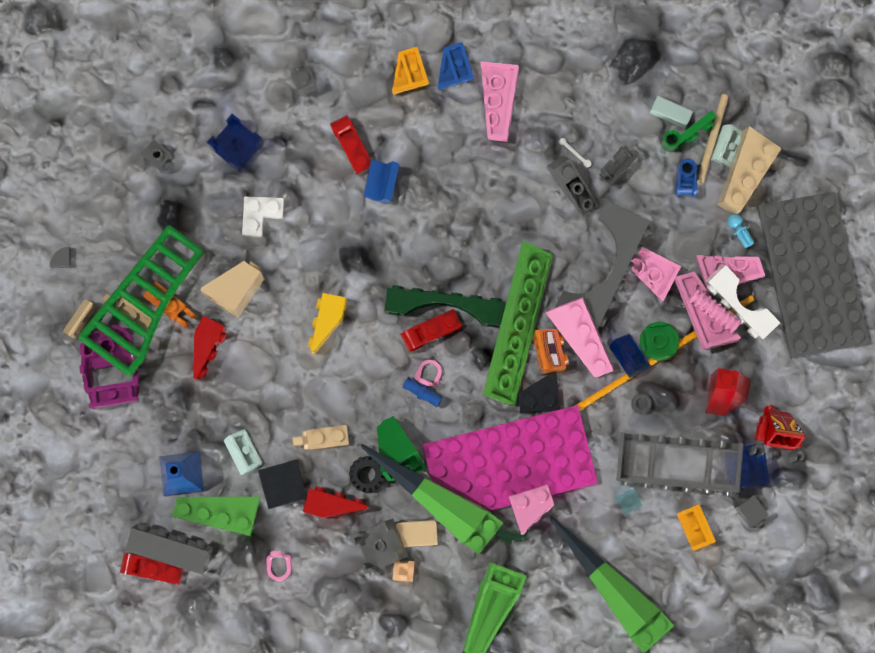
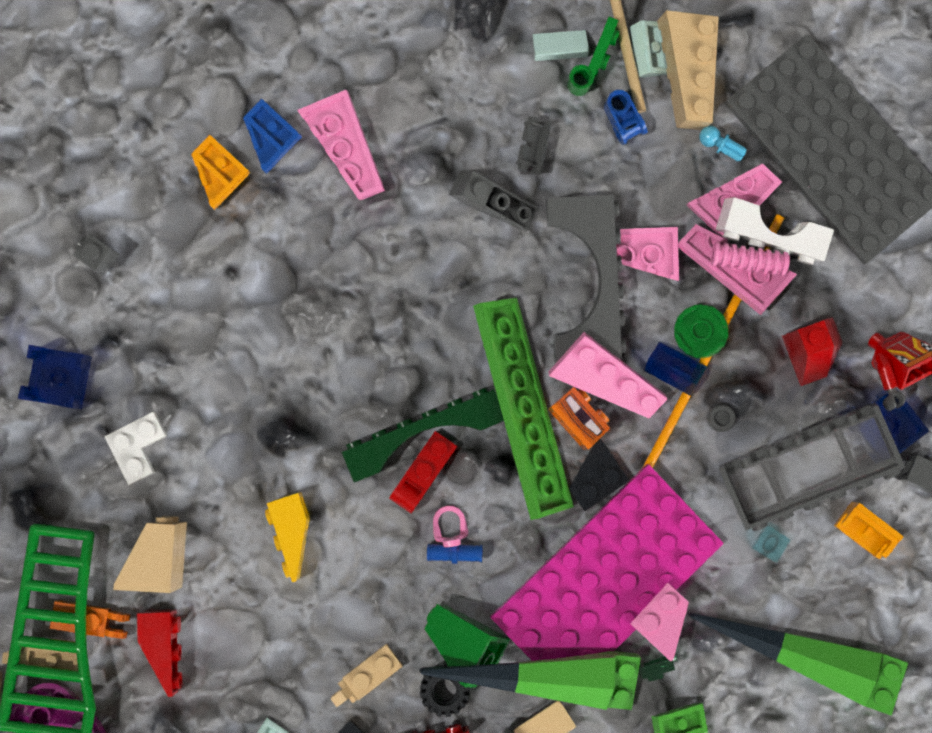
camera: 30 degrees left, 5 degrees up
(351, 144) = (198, 299): red plate -> none
(381, 181) = (259, 324): blue panel -> none
(586, 163) = (494, 163): white hinge -> none

